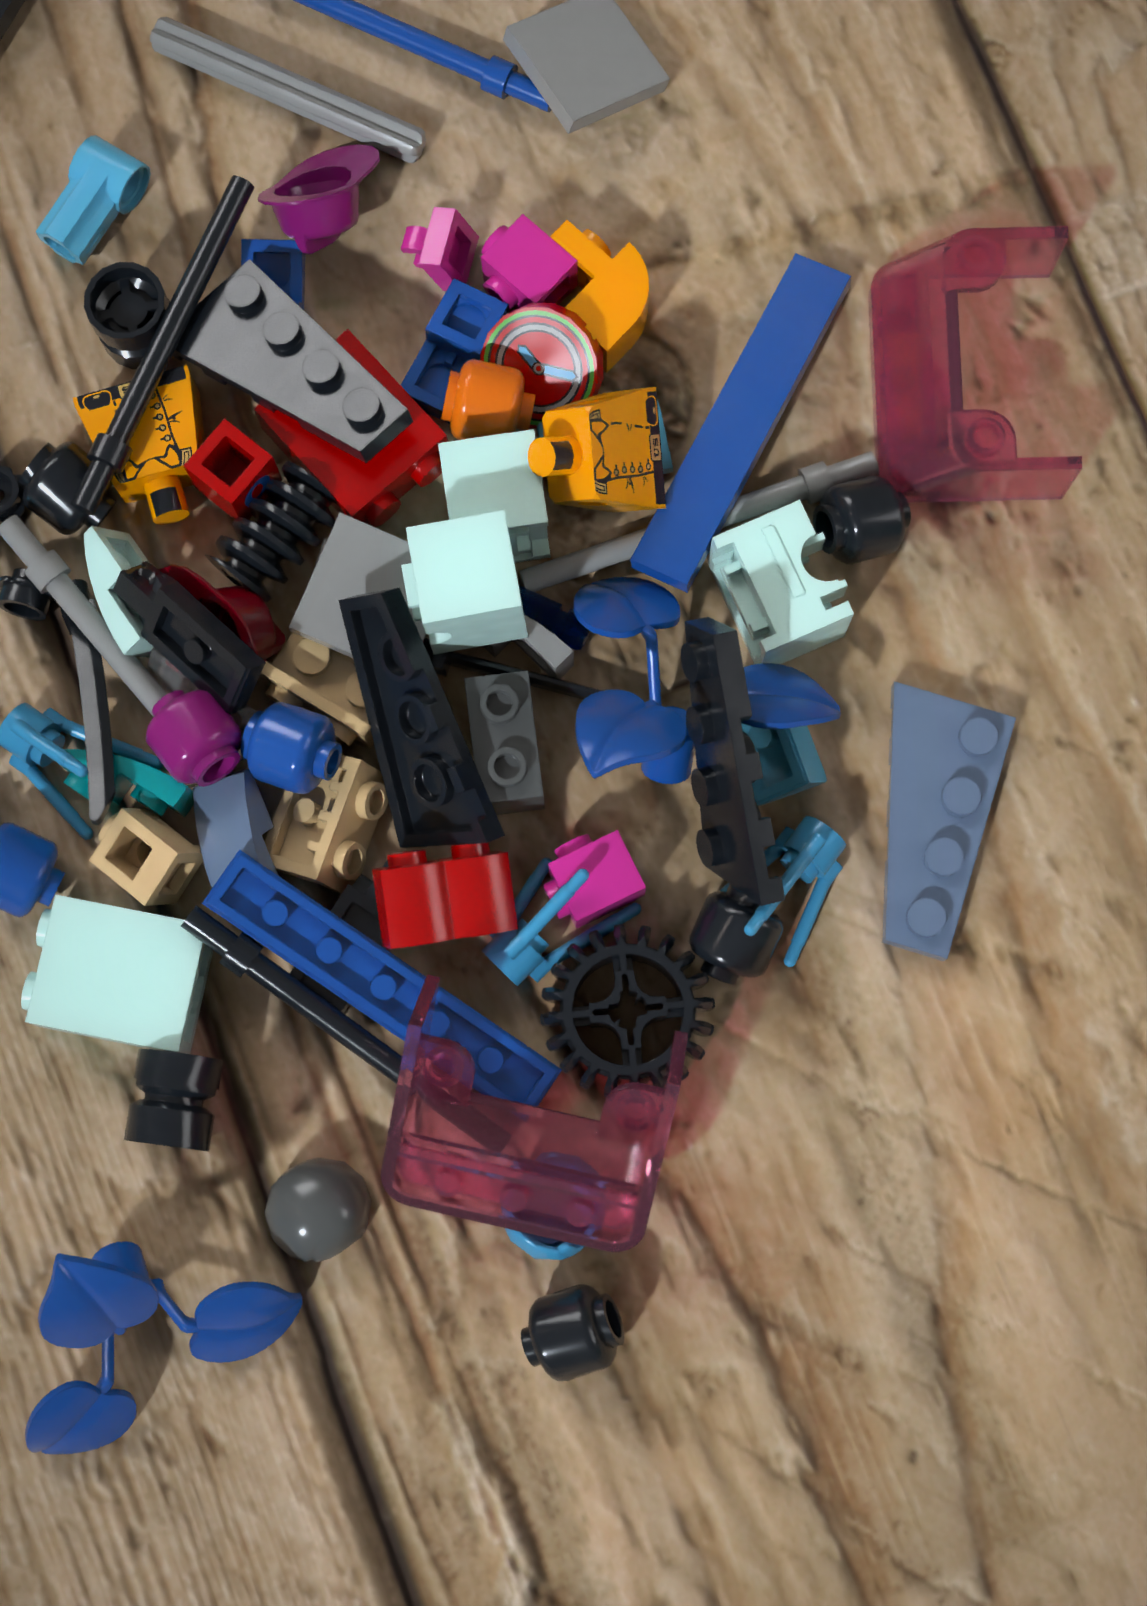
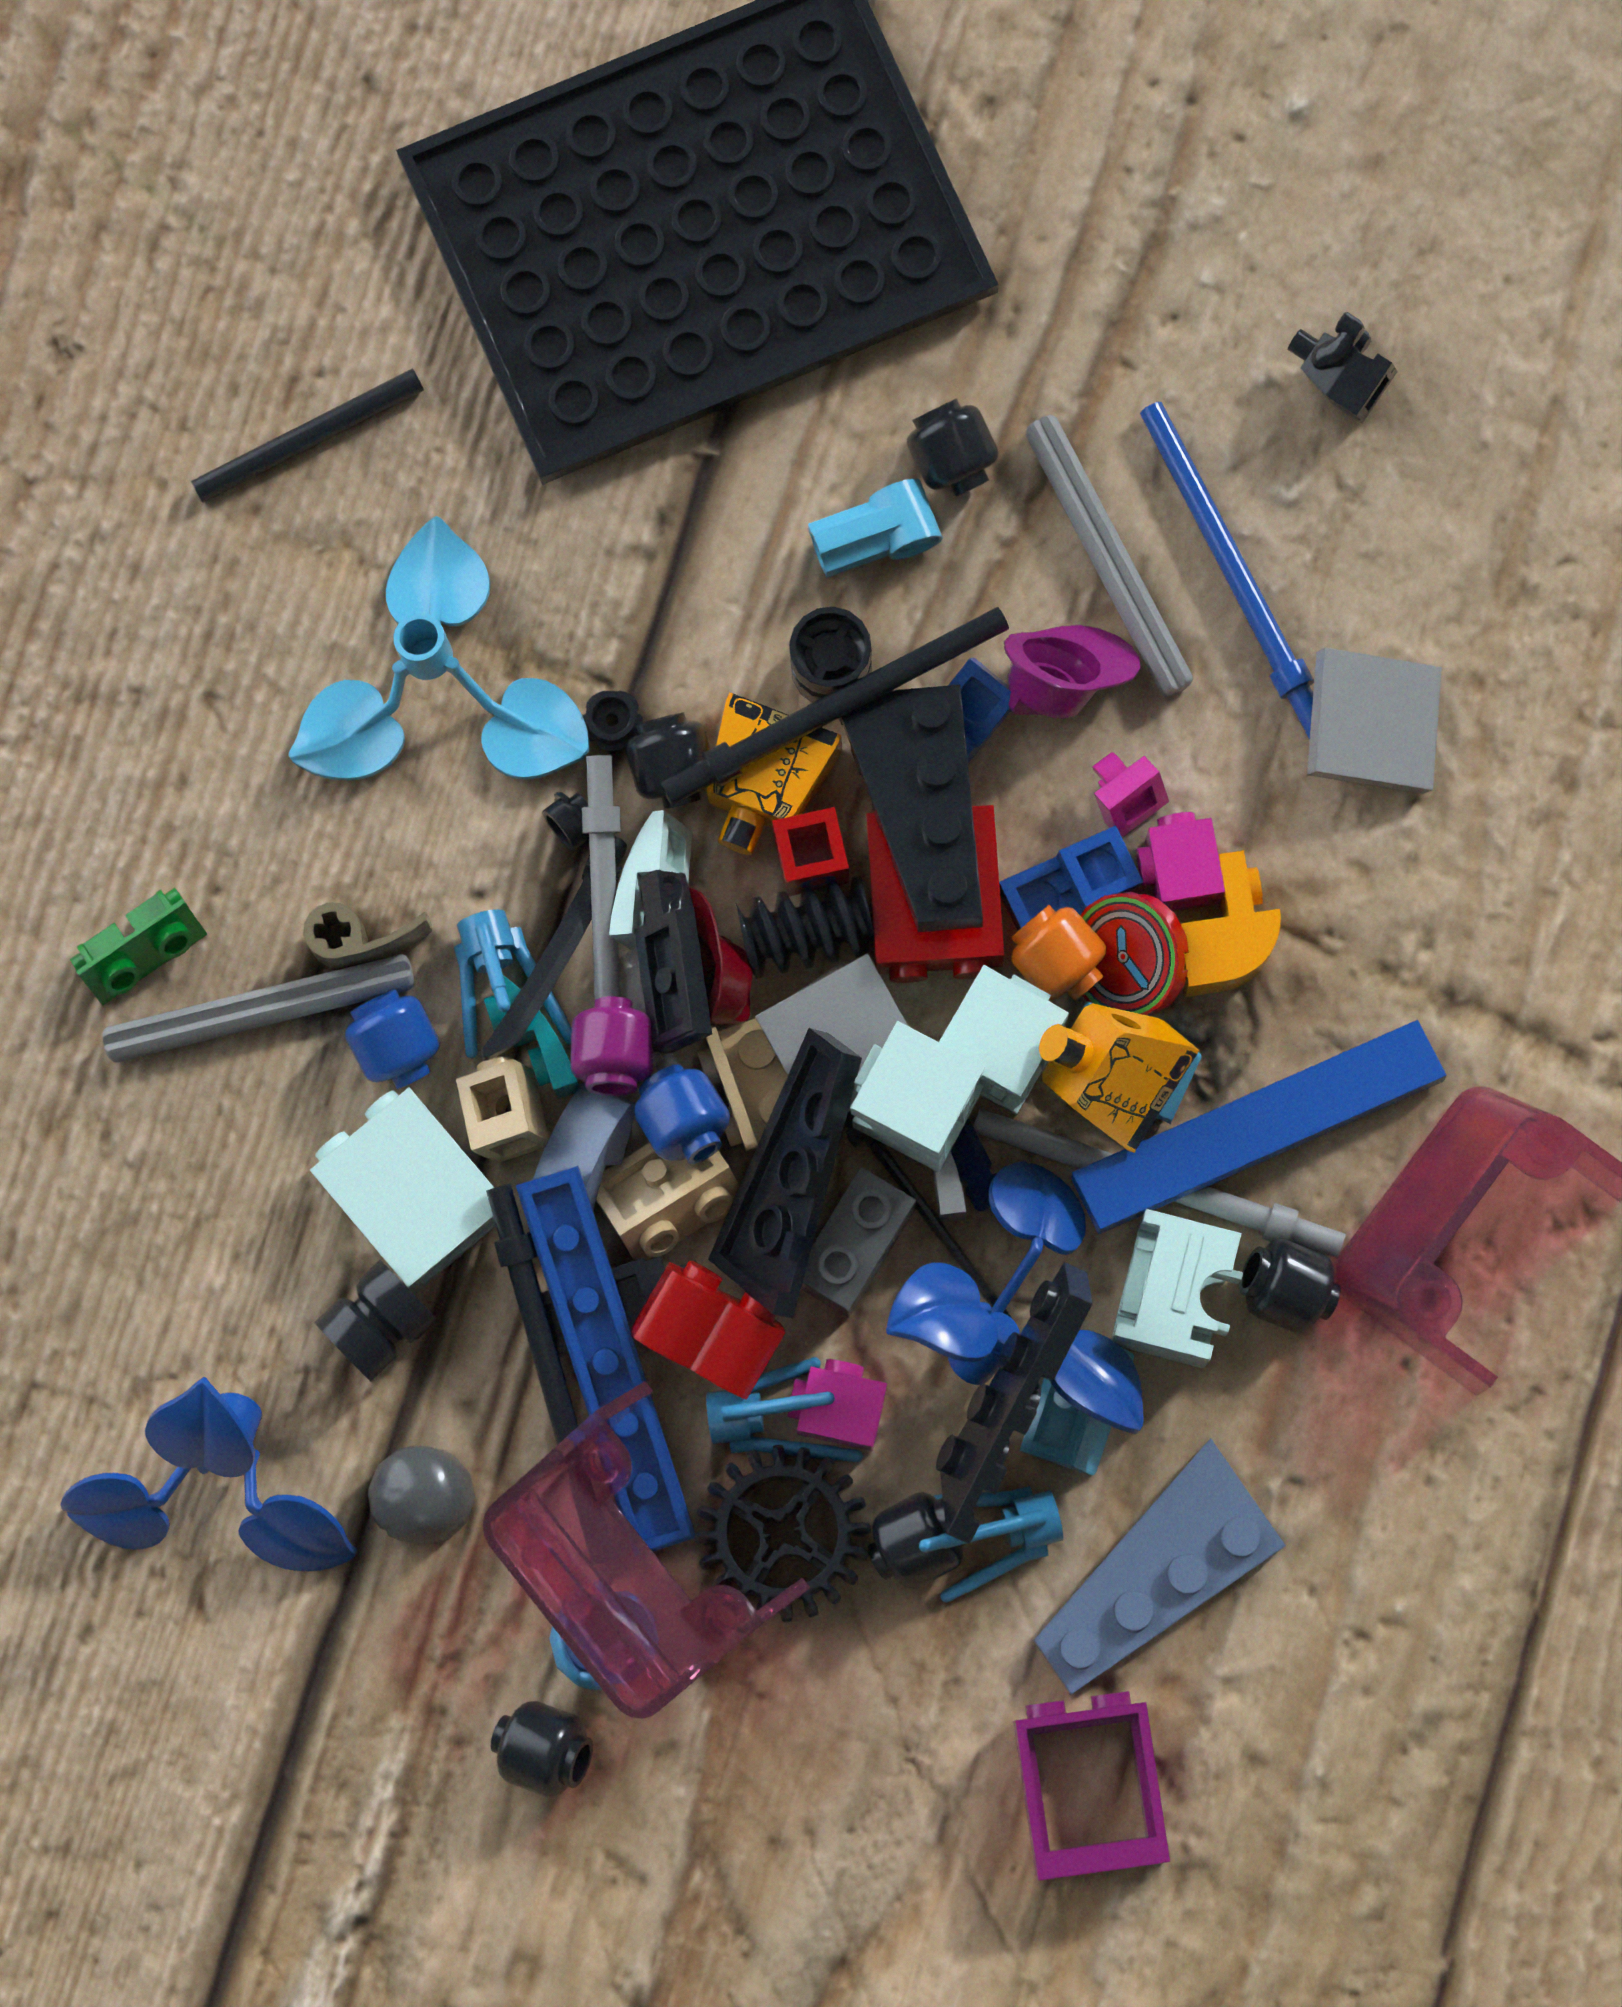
camera: 40 degrees right, 0 degrees up
(103, 93) = (952, 447): none -> black head
(1072, 1064) = (1101, 1856): none -> magenta window

